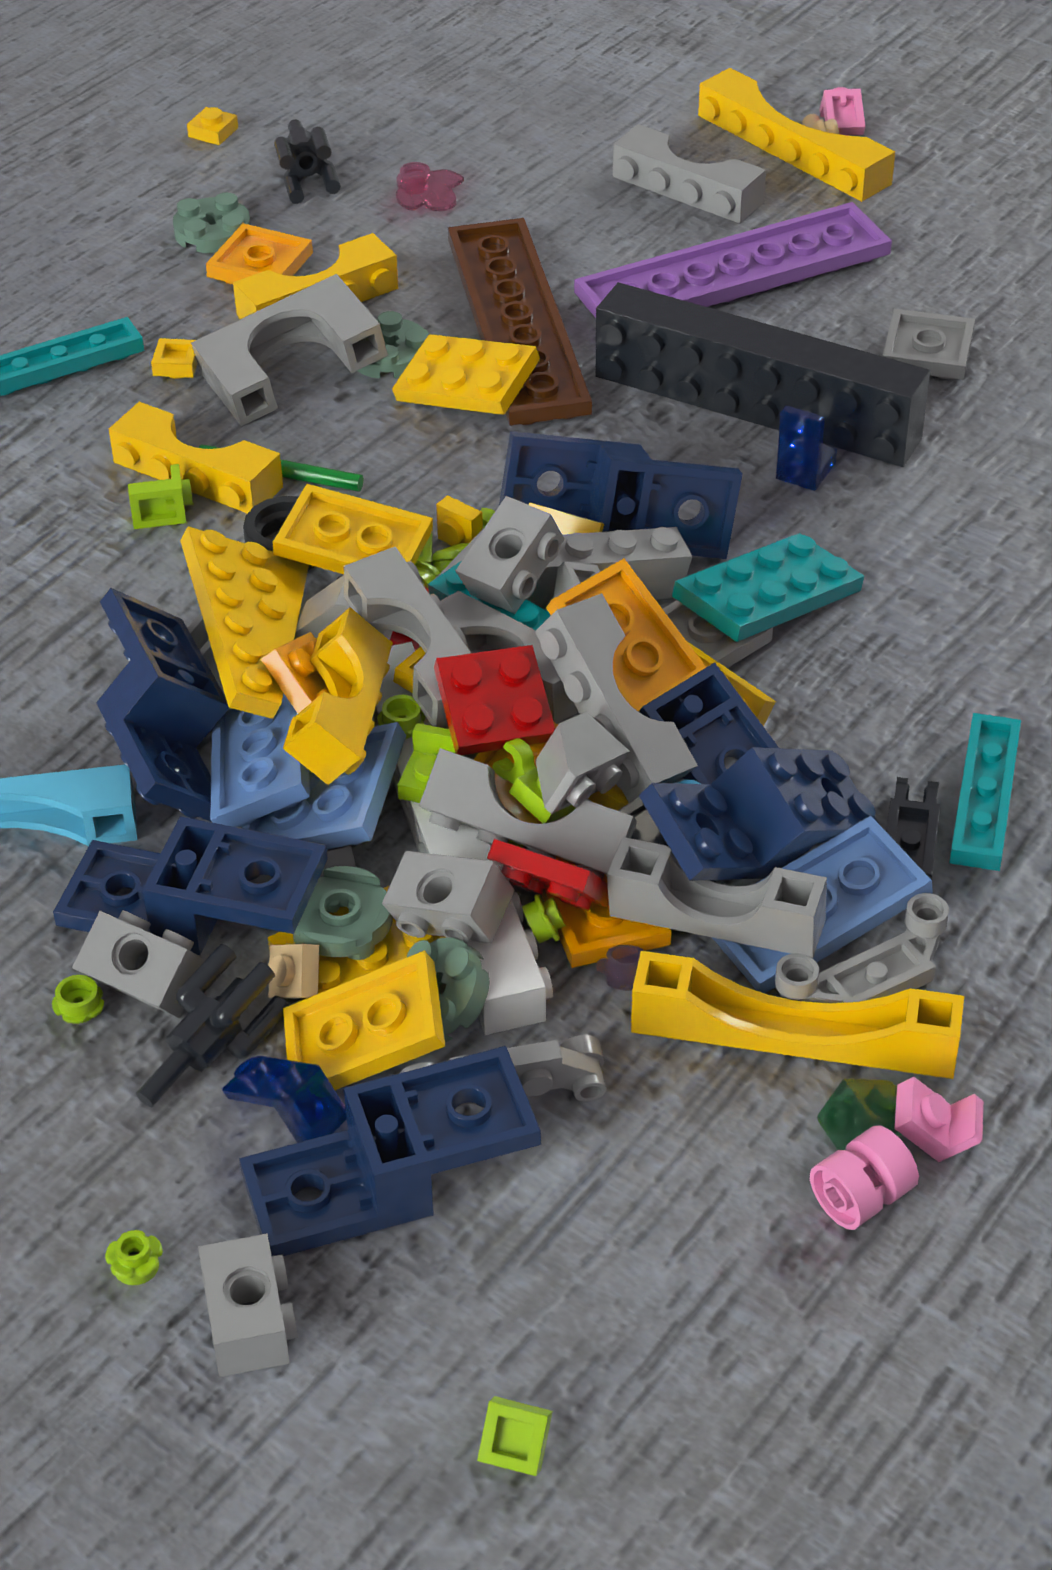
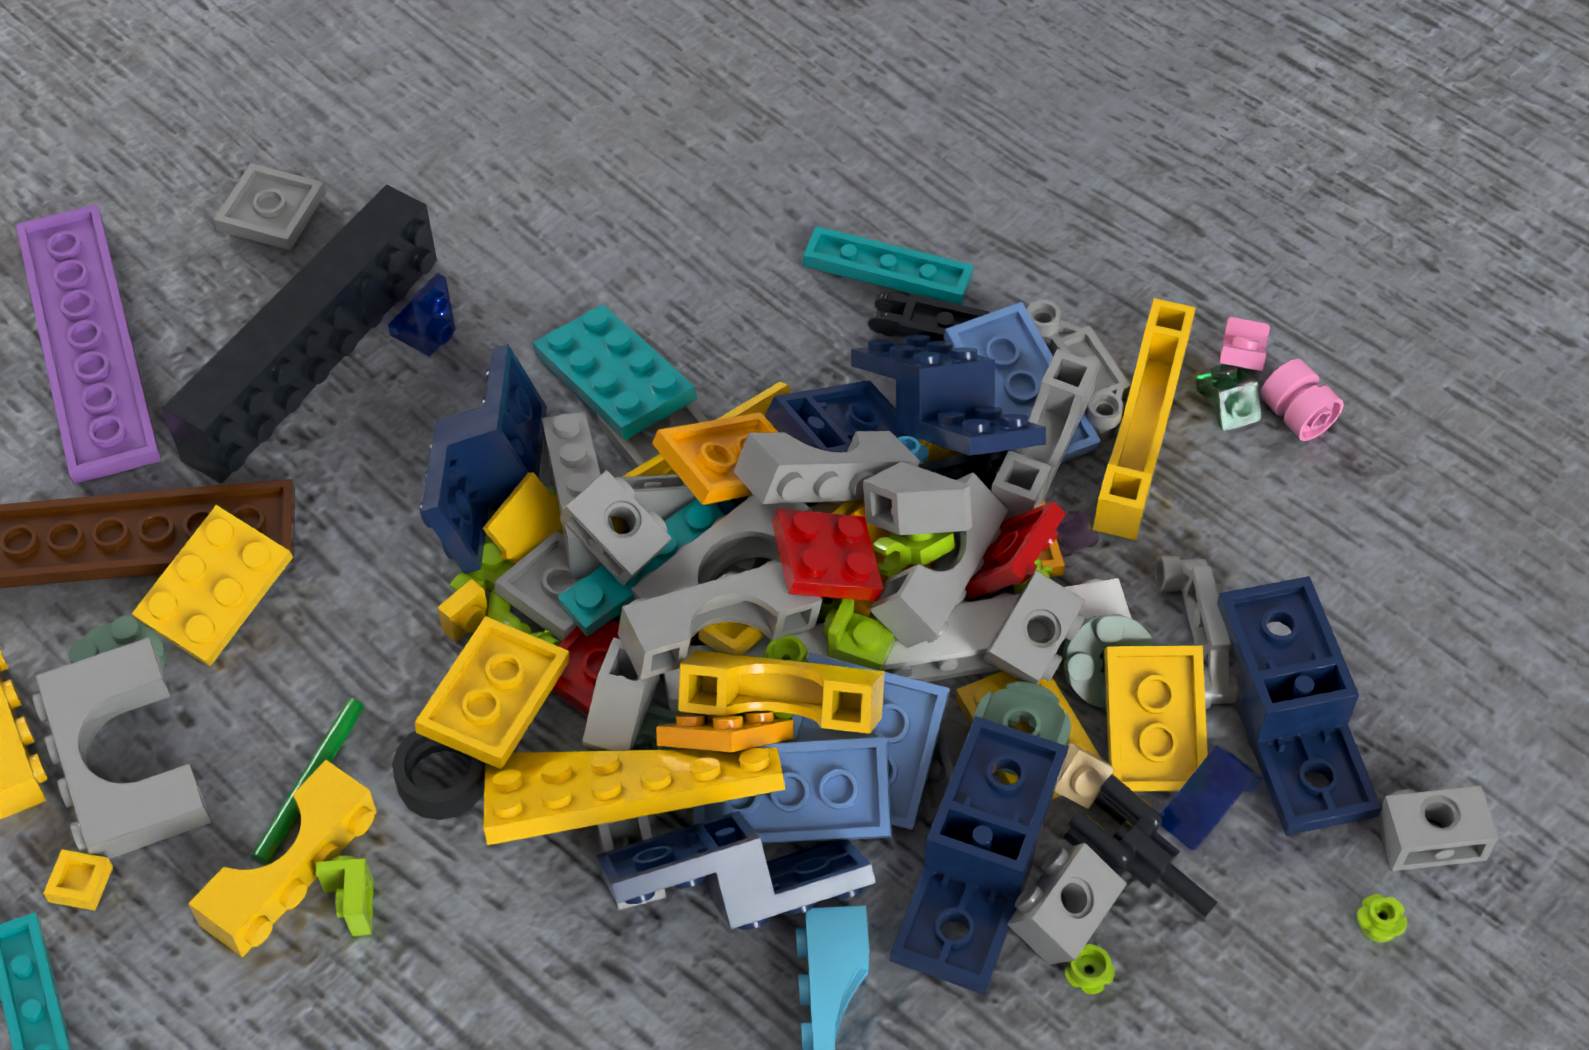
camera: 85 degrees left, 10 degrees up
(514, 1436) = (1543, 646): lime plate -> none

